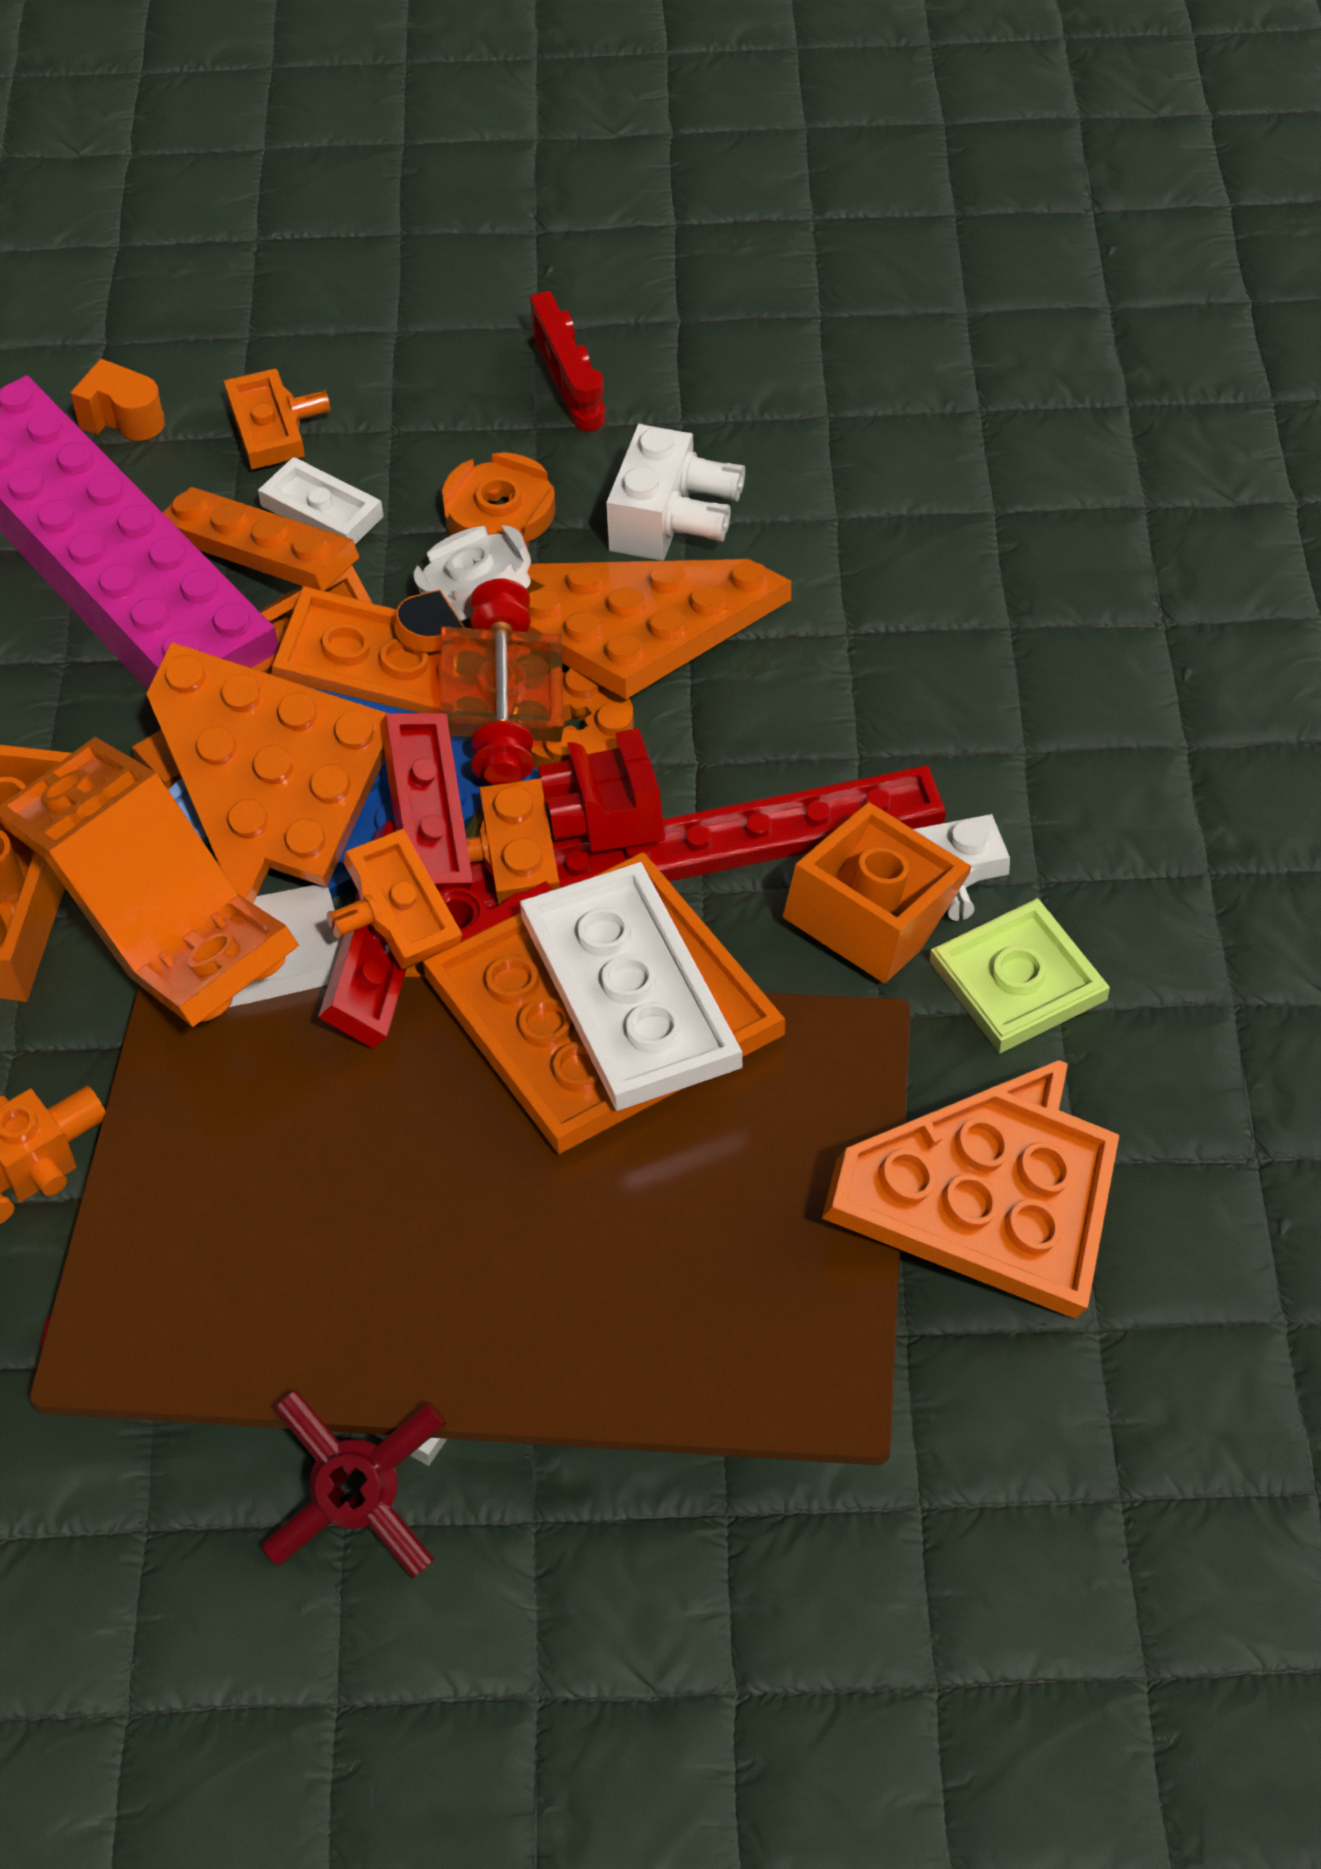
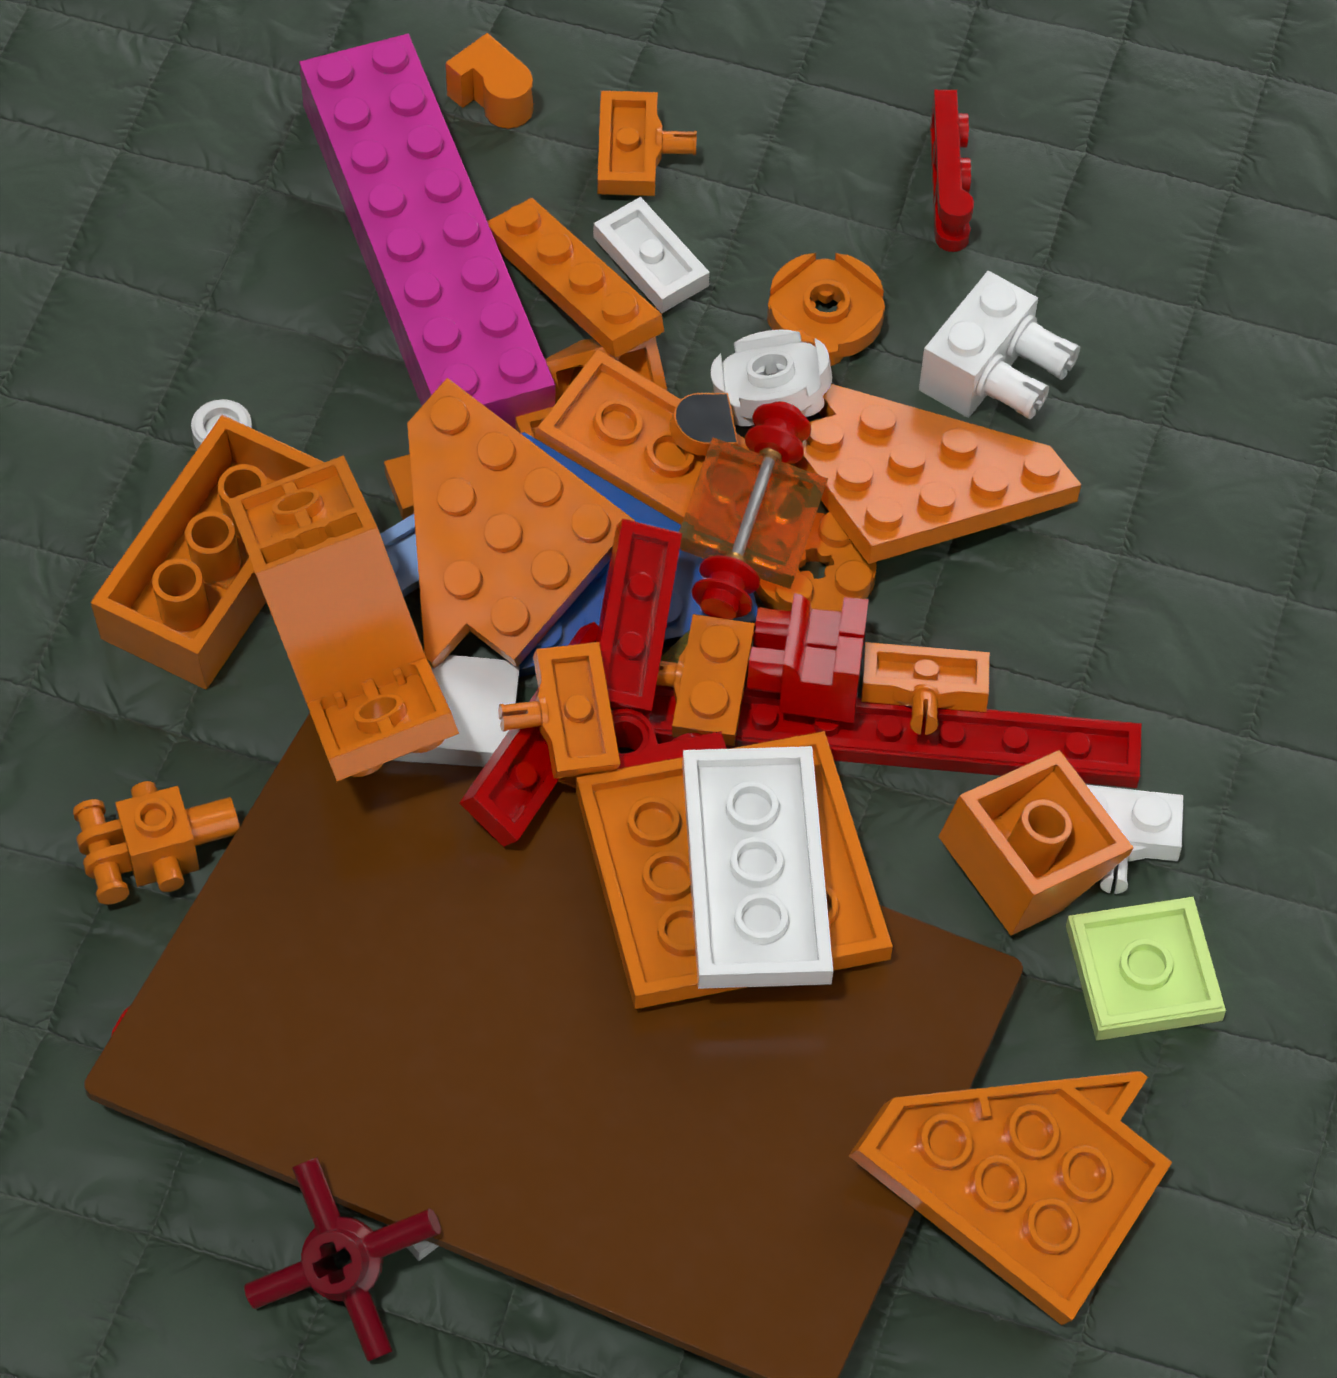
camera: 15 degrees right, 5 degrees up
(719, 785) = (925, 680): none -> orange plate

